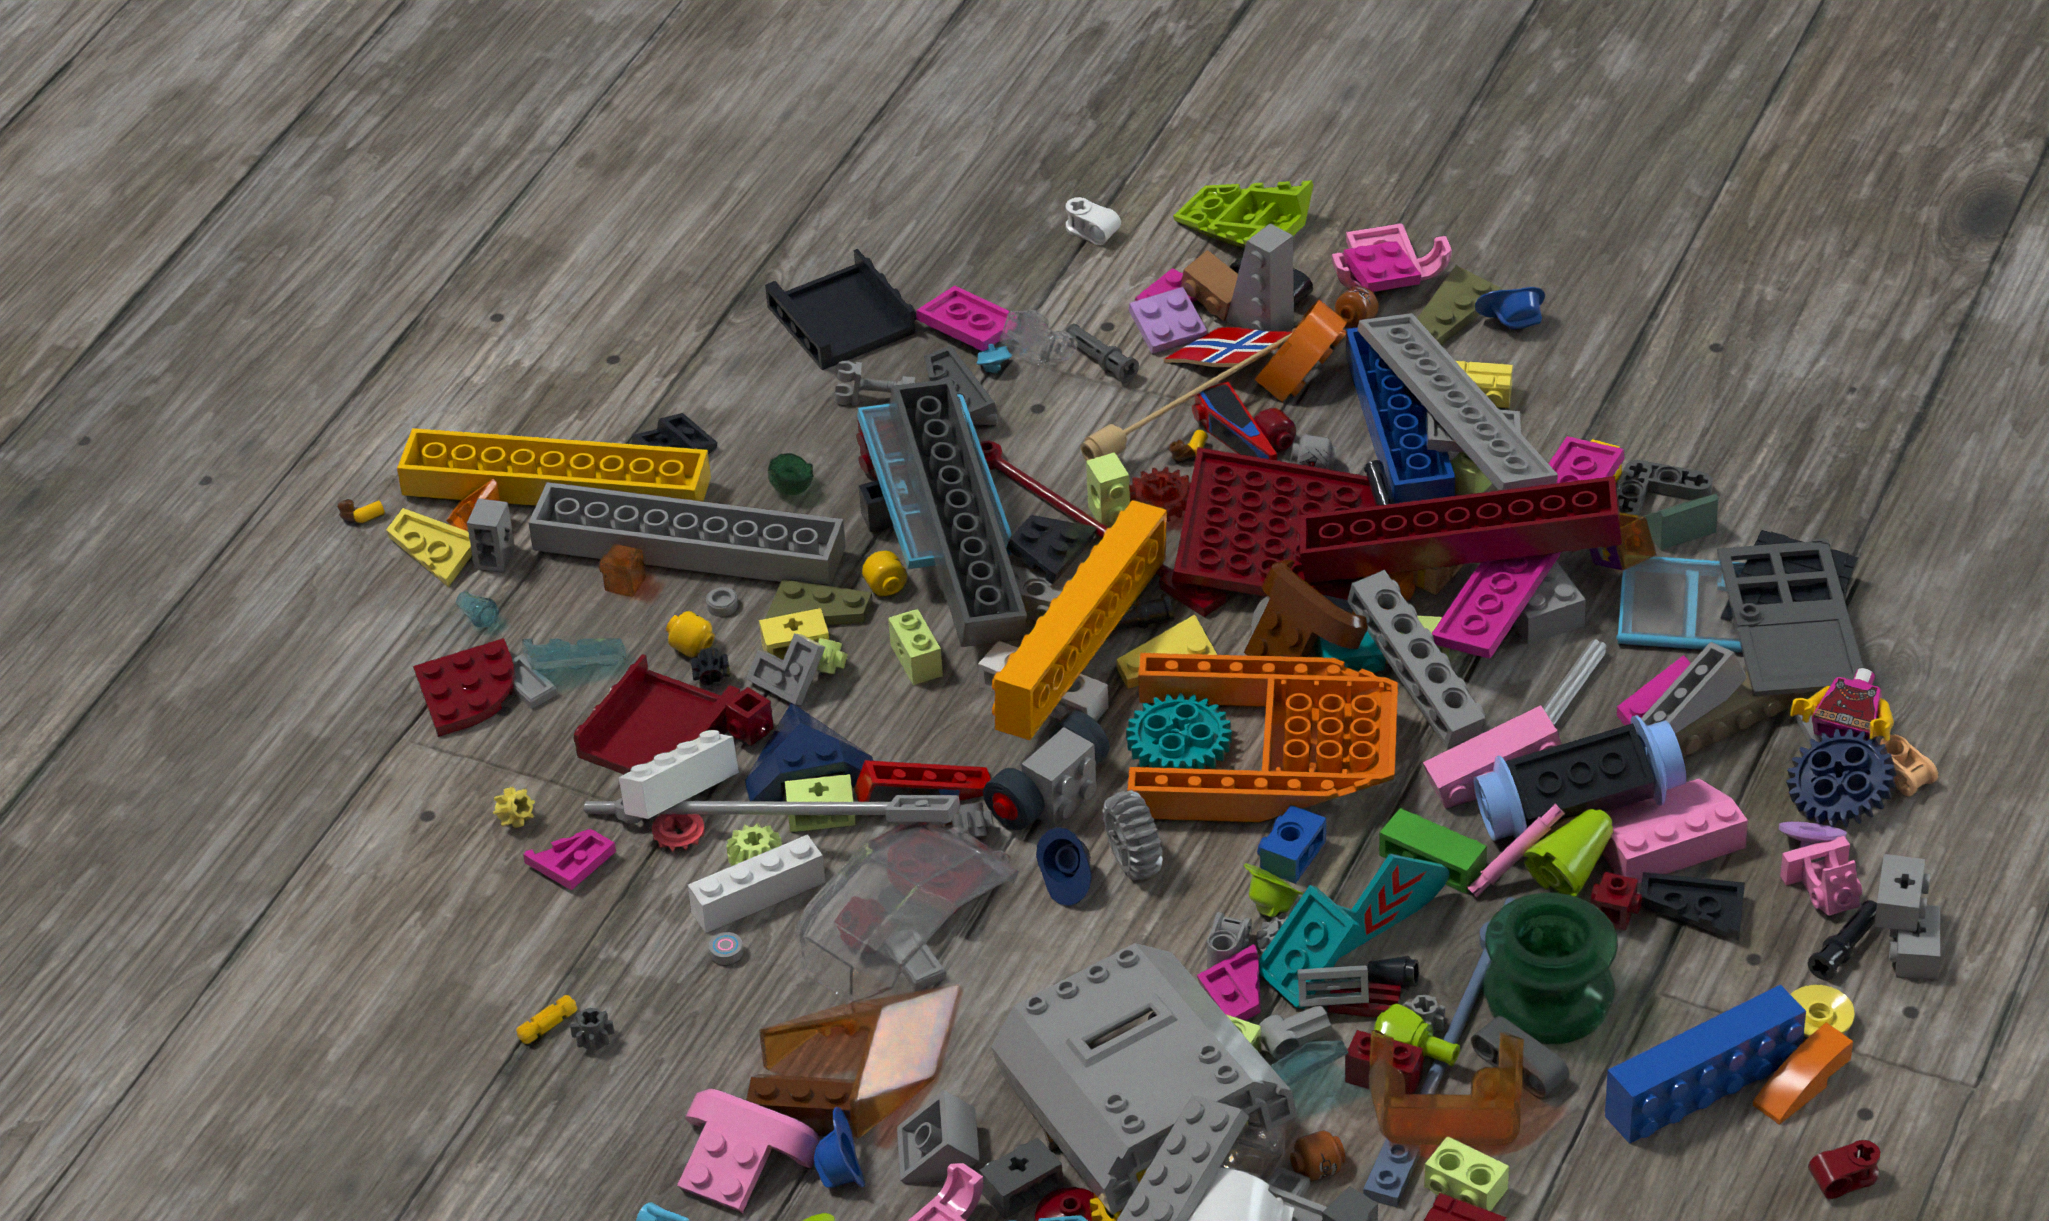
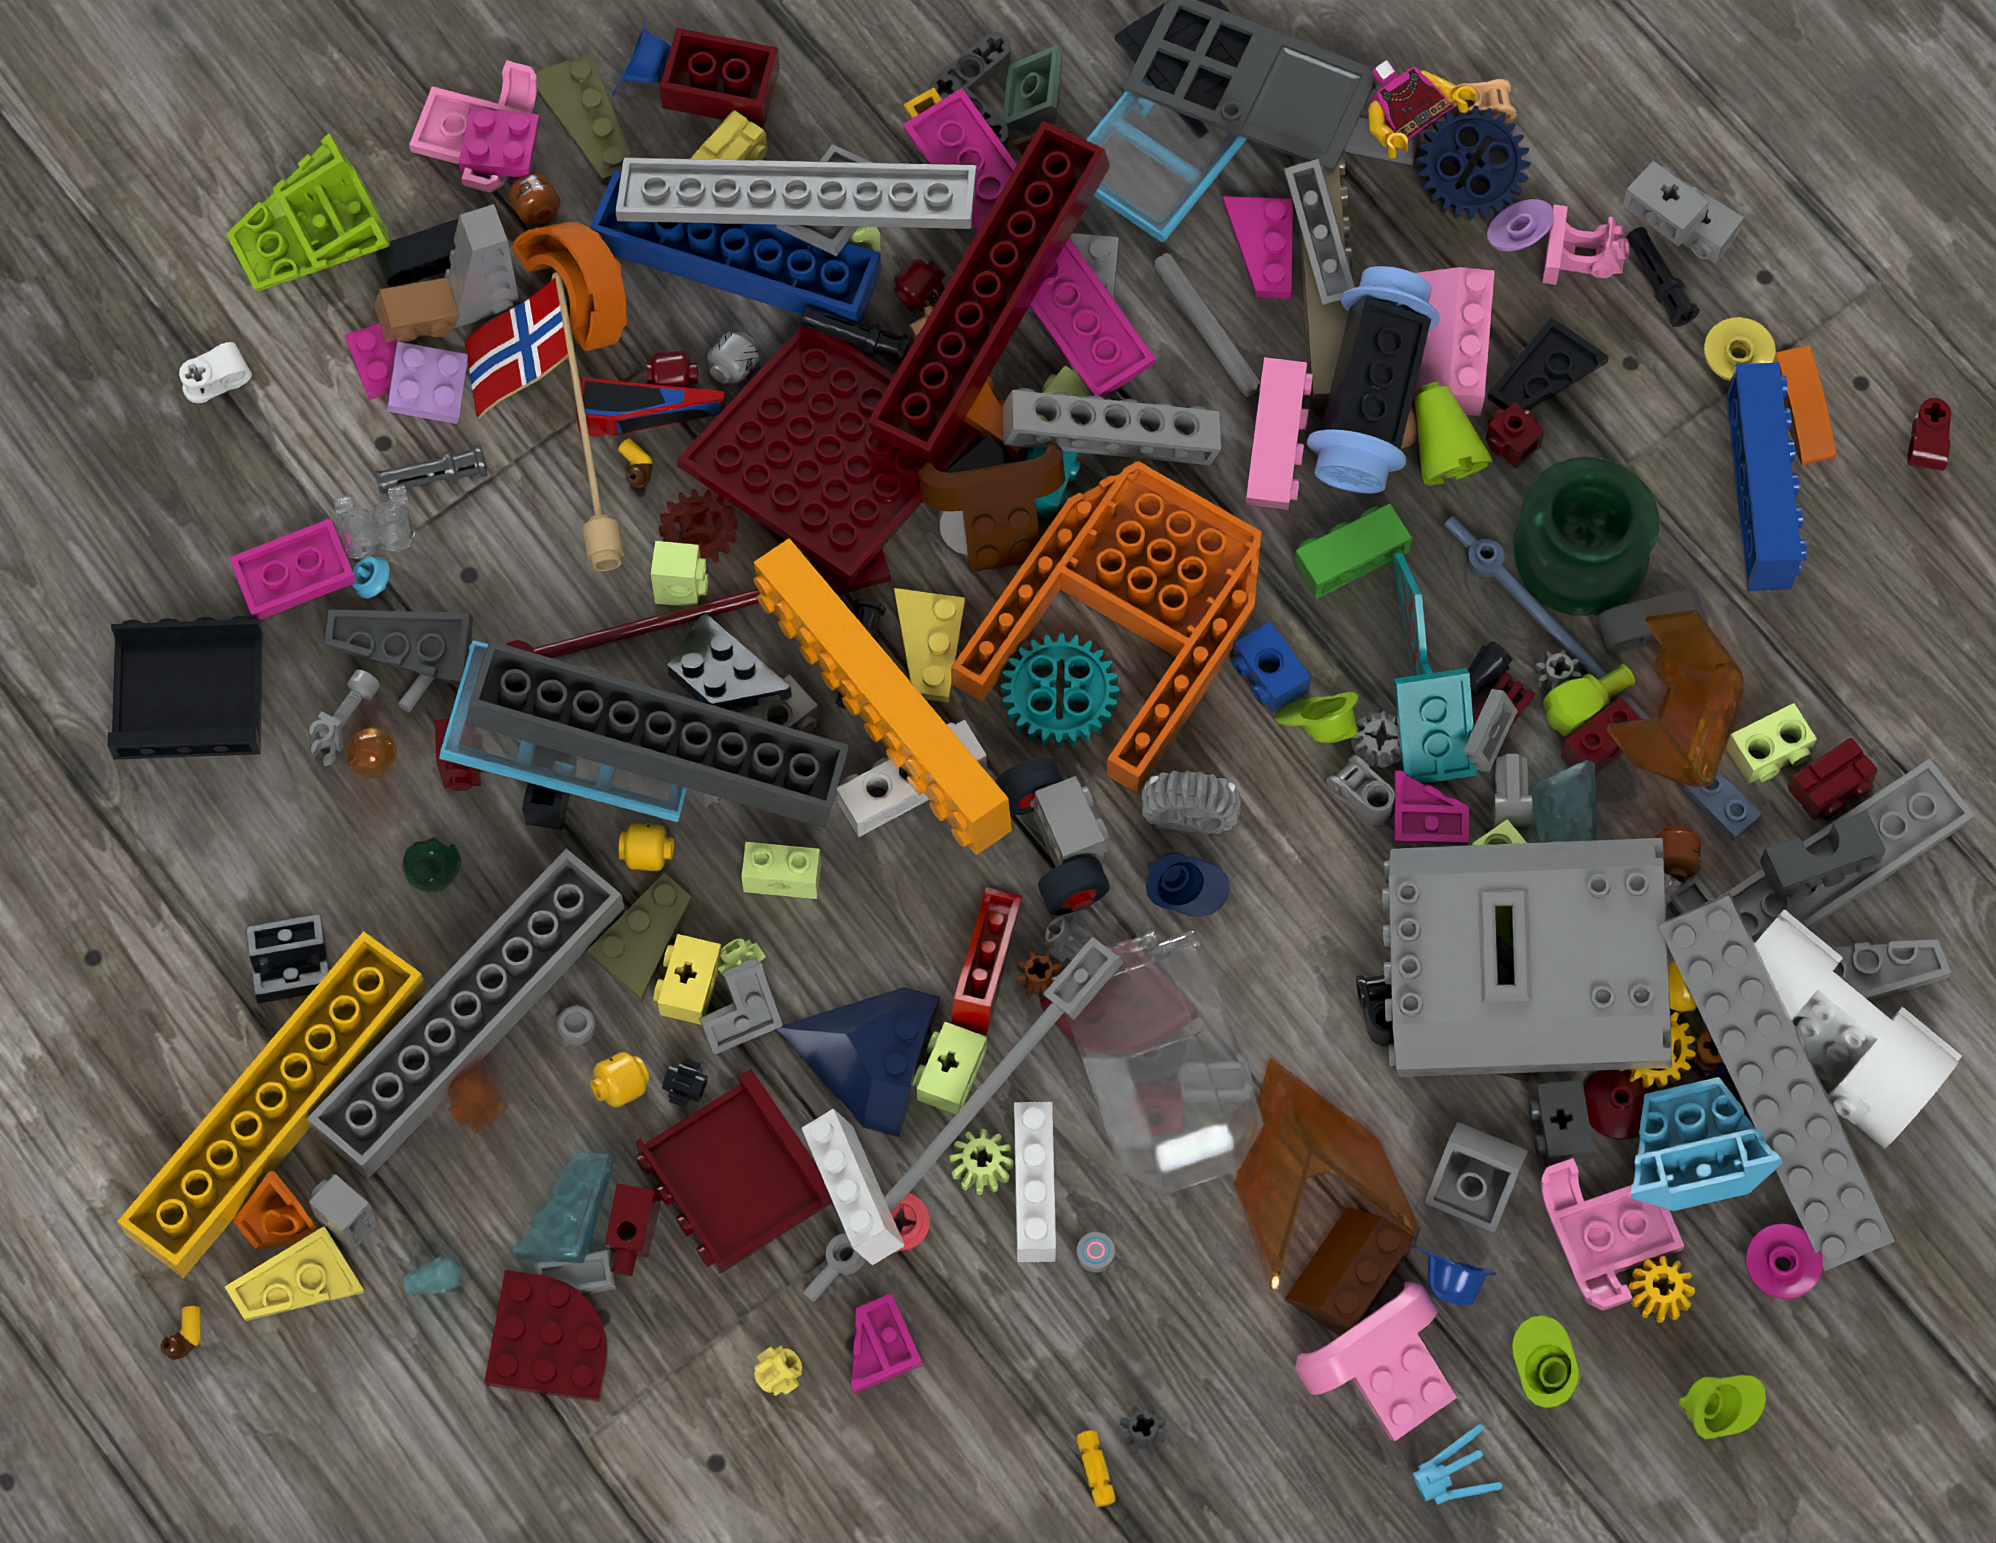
camera: 65 degrees left, 25 degrees up
(576, 681) = (631, 1209): none -> dark red torso
(749, 716) = (791, 1067): dark red brick -> none
(847, 407) = (371, 753): none -> clear orange piece
(1516, 850) = (1415, 481): bright pink piece -> none
(1537, 350) = (719, 75): none -> dark red brick

